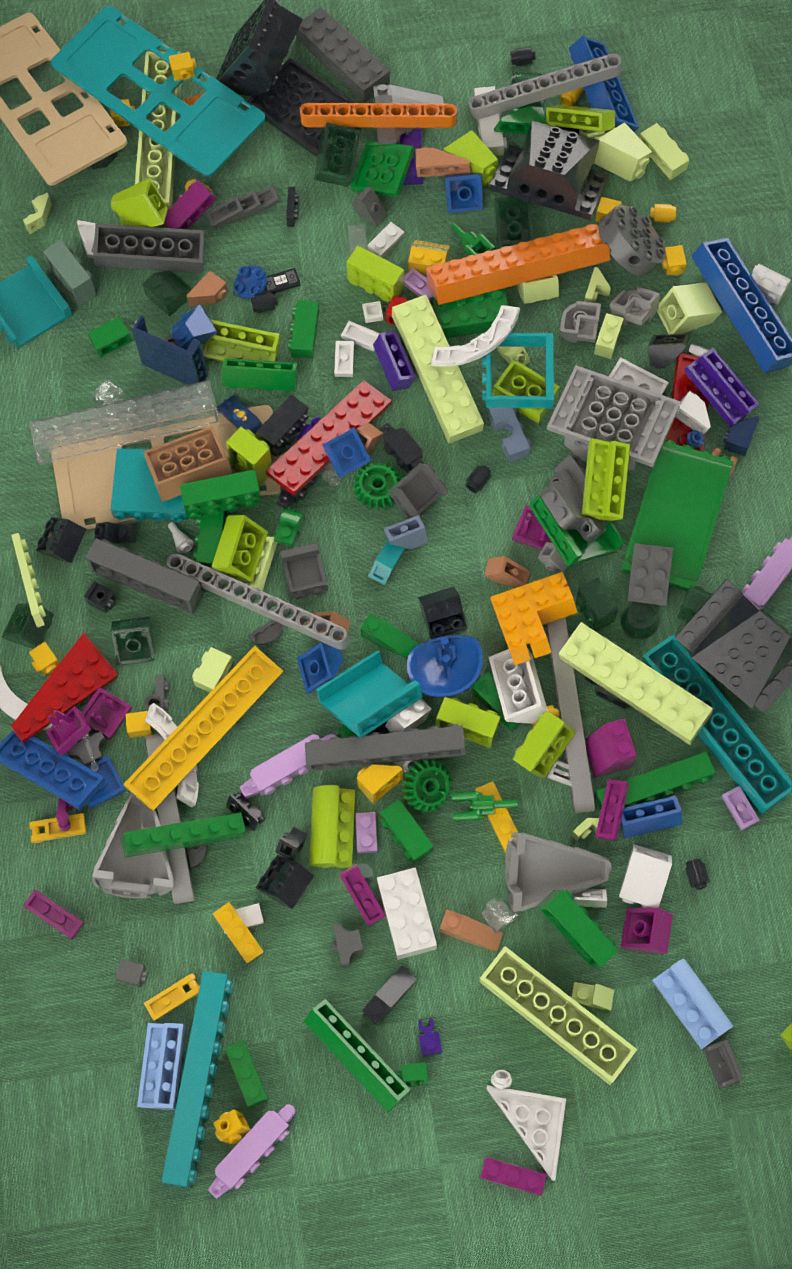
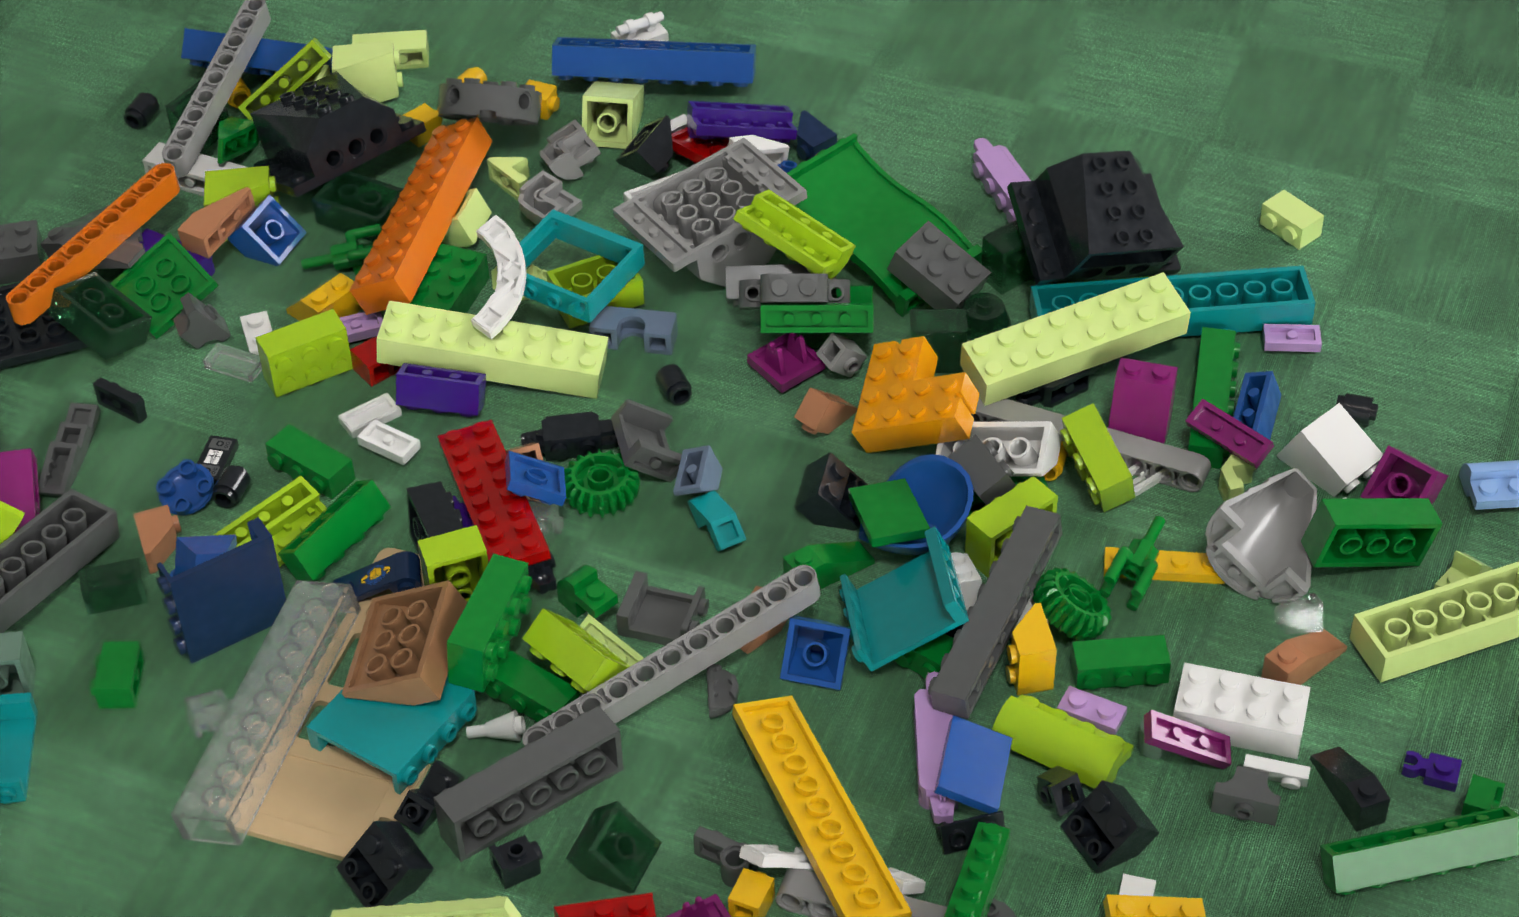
camera: 60 degrees left, 25 degrees down
(212, 670) = (732, 774): yellowish green brick -> none
(279, 790) = (973, 765): none -> blue tile
(372, 312) = (348, 386): white plate -> none
(374, 953) = (1289, 774): none -> white plate
(433, 651) = (888, 512): none -> green tile
(490, 686) = (986, 473): none -> dark grey brick
(608, 336) = (589, 188): yellowish green brick -> none

